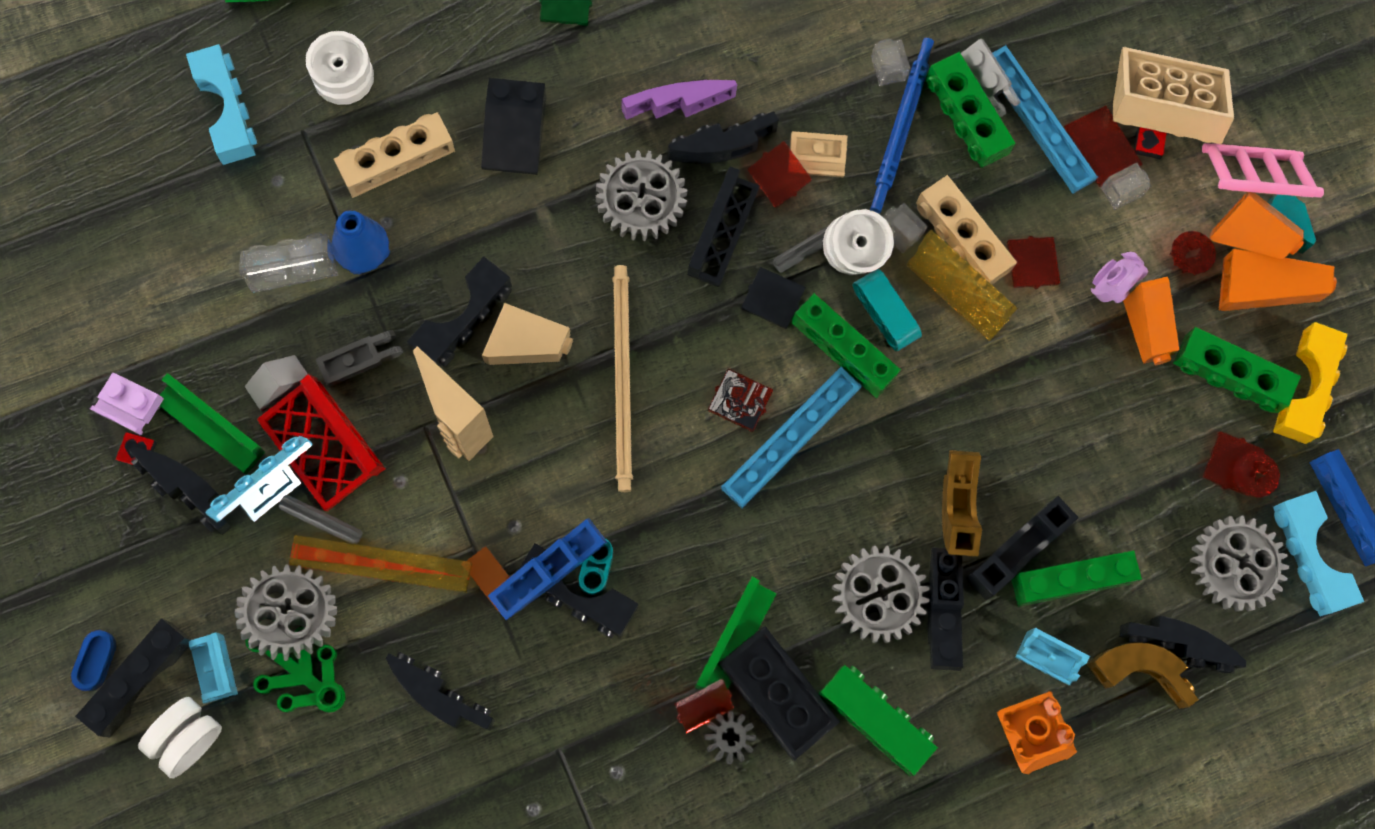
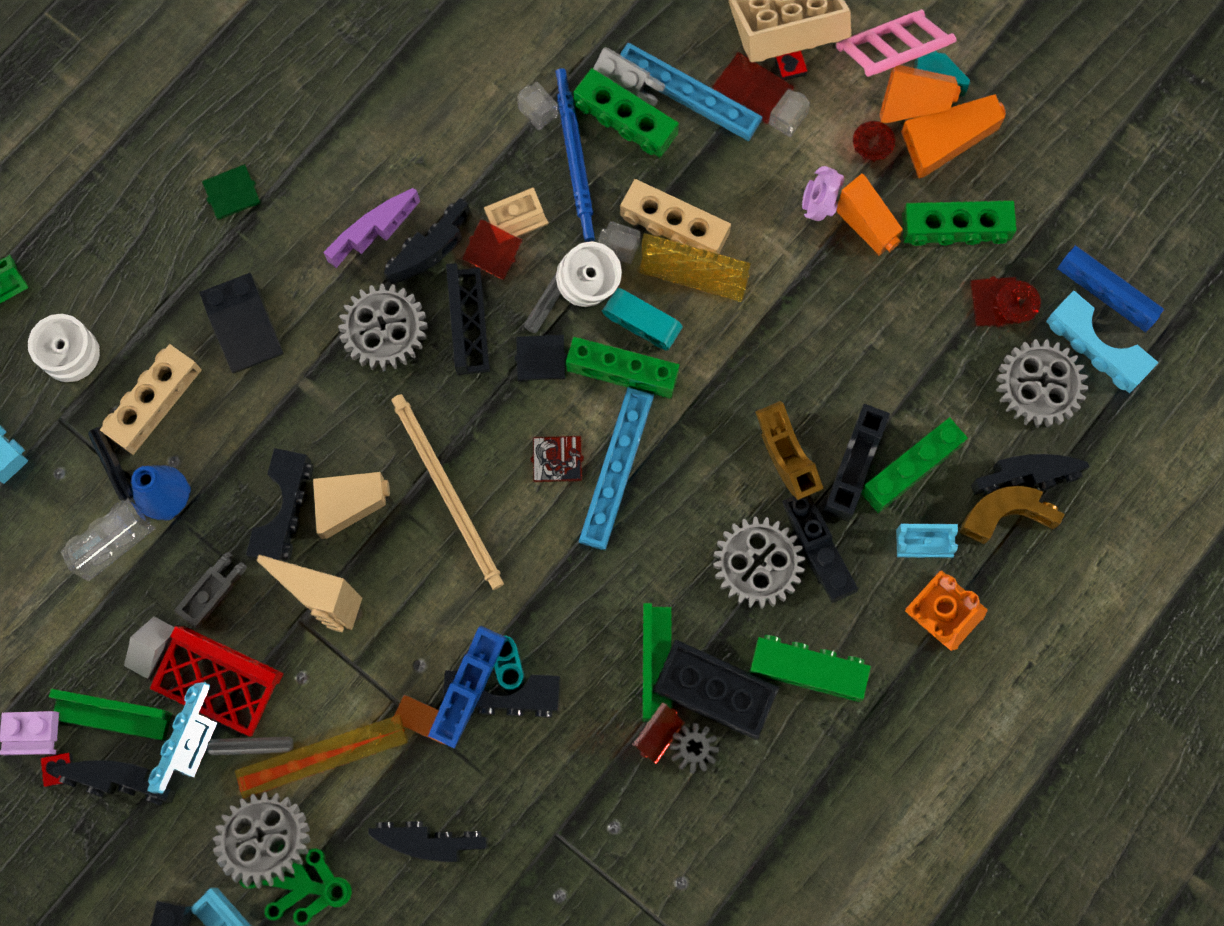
camera: 15 degrees left, 0 degrees up
(328, 195) = (111, 464): none -> black axle
(1035, 262) = (746, 215): clear red piece -> none
(1321, 351) = (1020, 171): yellow arch -> none

